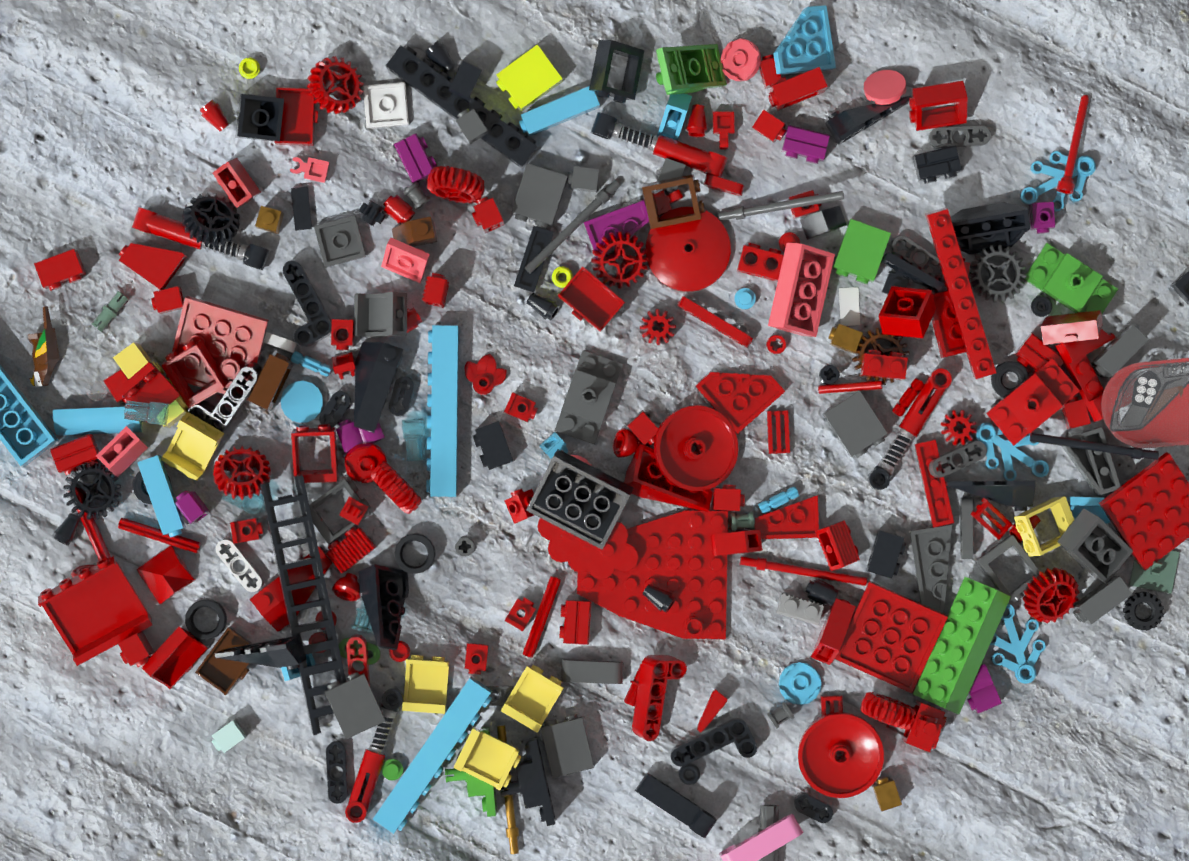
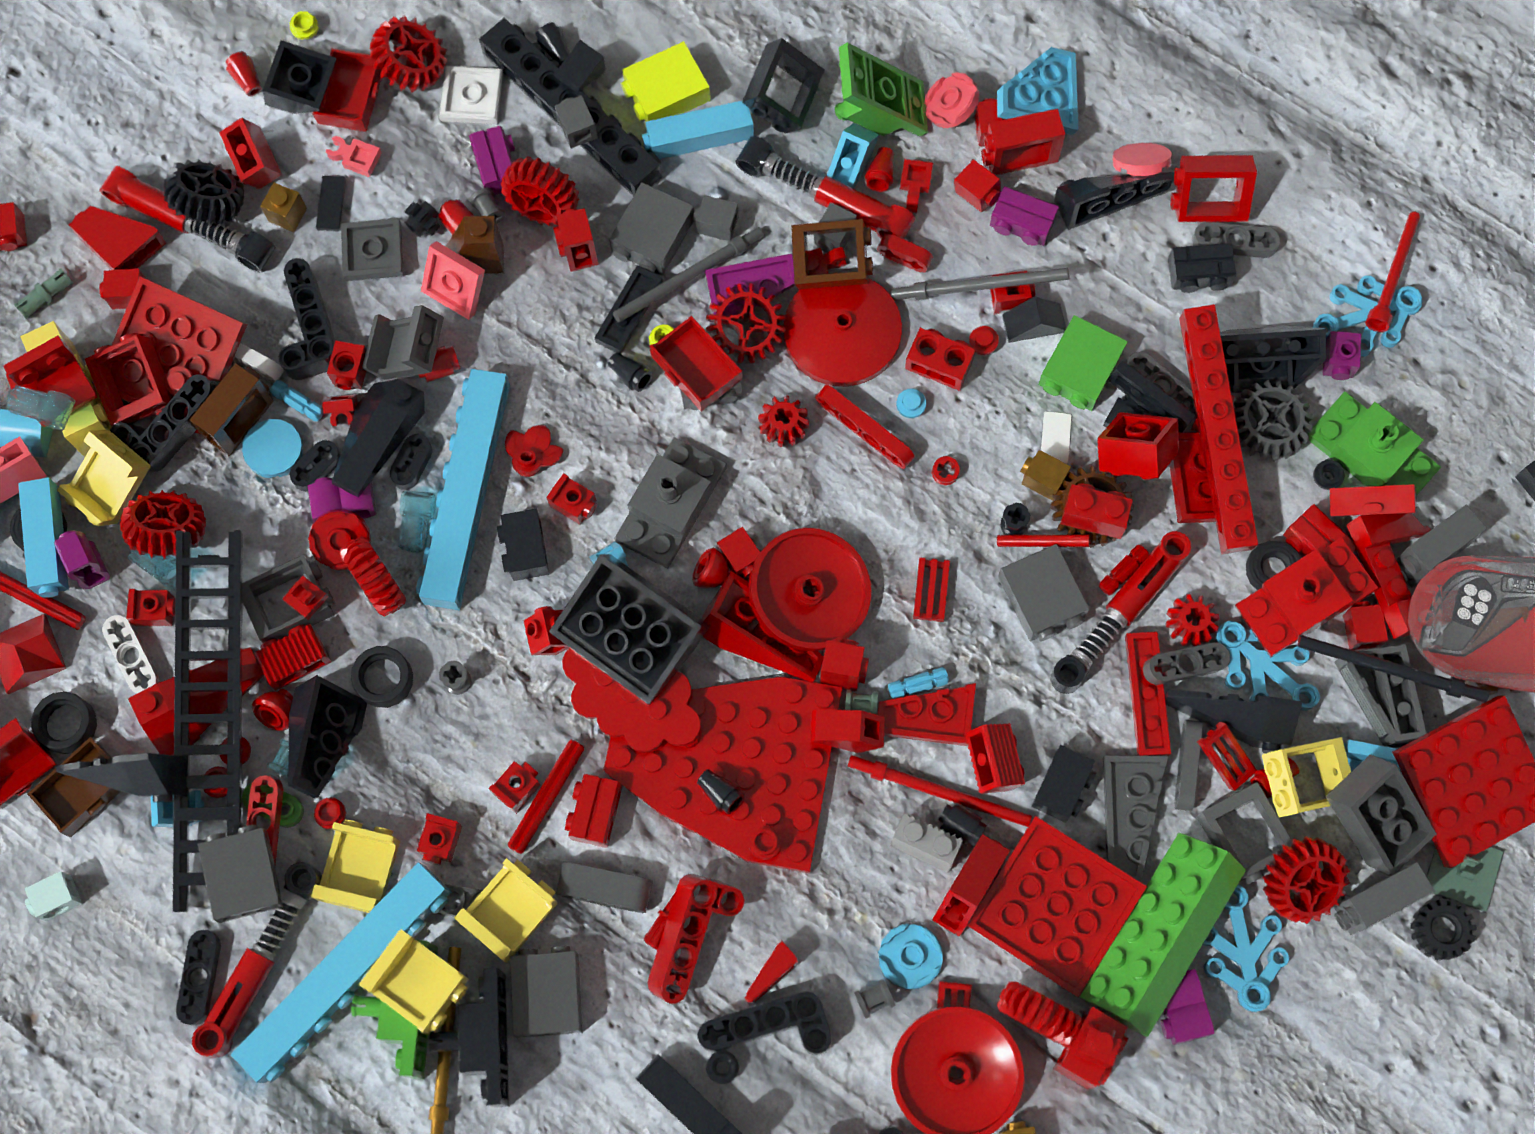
camera: 10 degrees right, 15 degrees down
(315, 476) = (246, 510): red window -> none
(392, 769) = (279, 985): bright green plate -> none
(436, 290) = (485, 324): red brick -> none
(739, 395) = (884, 530): red plate -> none
(801, 289) = (992, 396): coral brick -> none

